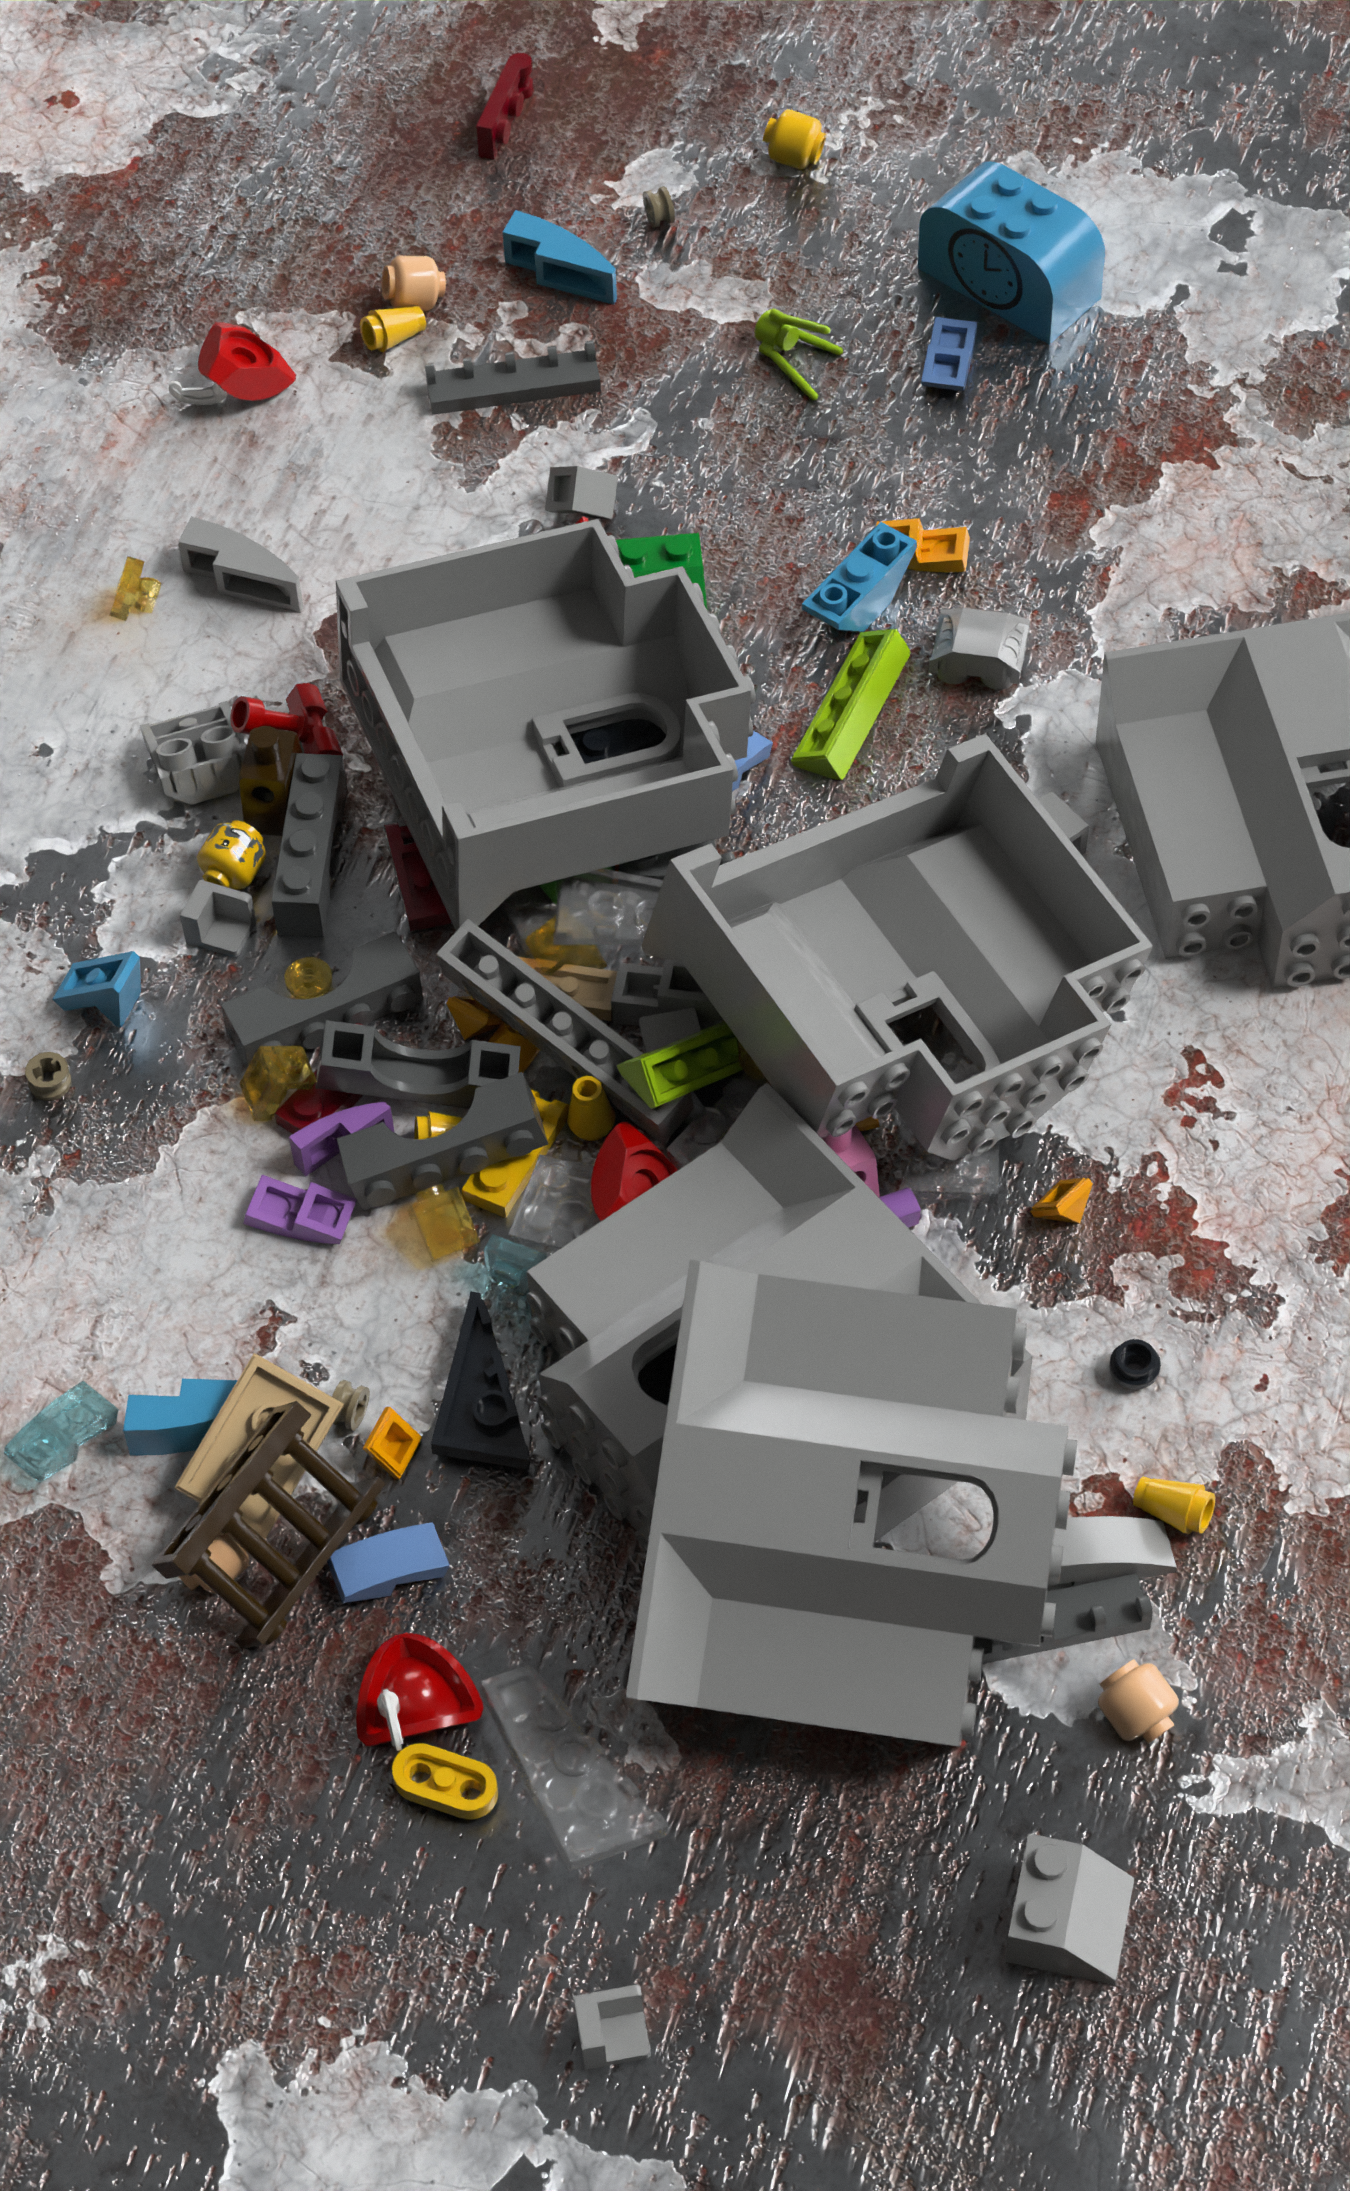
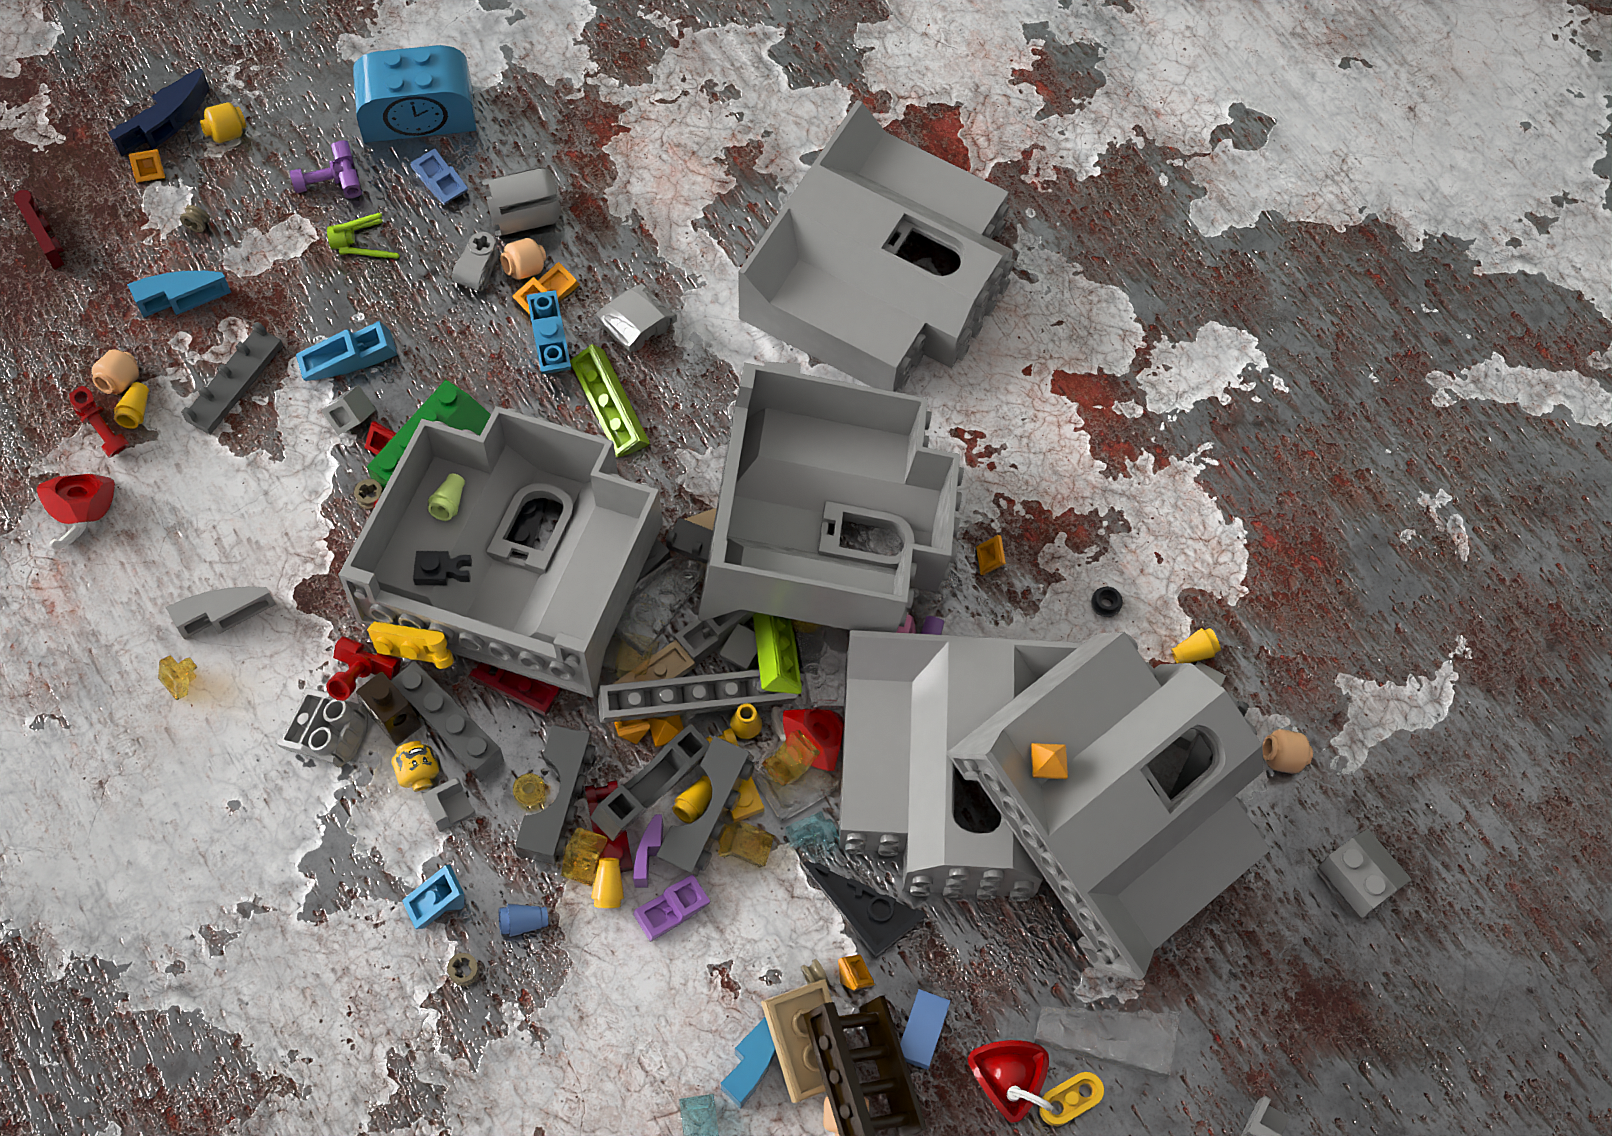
camera: 55 degrees left, 10 degrees up
(151, 1081) = (519, 919): none -> medium blue cone
(265, 1125) = (608, 884): none -> yellow cone
(345, 297) = (87, 411): none -> red bar
(352, 732) = (411, 643): none -> yellow plate
(456, 677) = (437, 567): none -> black plate
(542, 625) = (446, 499): none -> yellowish green cone
(578, 1179) = (791, 759): none -> clear yellow bracket
(648, 441) = (347, 352): none -> dark azure slope
(674, 125) = (146, 165): none -> light orange slope
(749, 94) = (170, 113): none -> dark blue slope
(771, 1355) = (1049, 761): none -> light orange slope
(851, 270) = (339, 169): none -> medium lavender bar
(877, 463) = (476, 262): none -> light grey piece
(932, 494) = (523, 258): none -> light nougat head
(986, 405) = (522, 200): none -> light grey cylinder

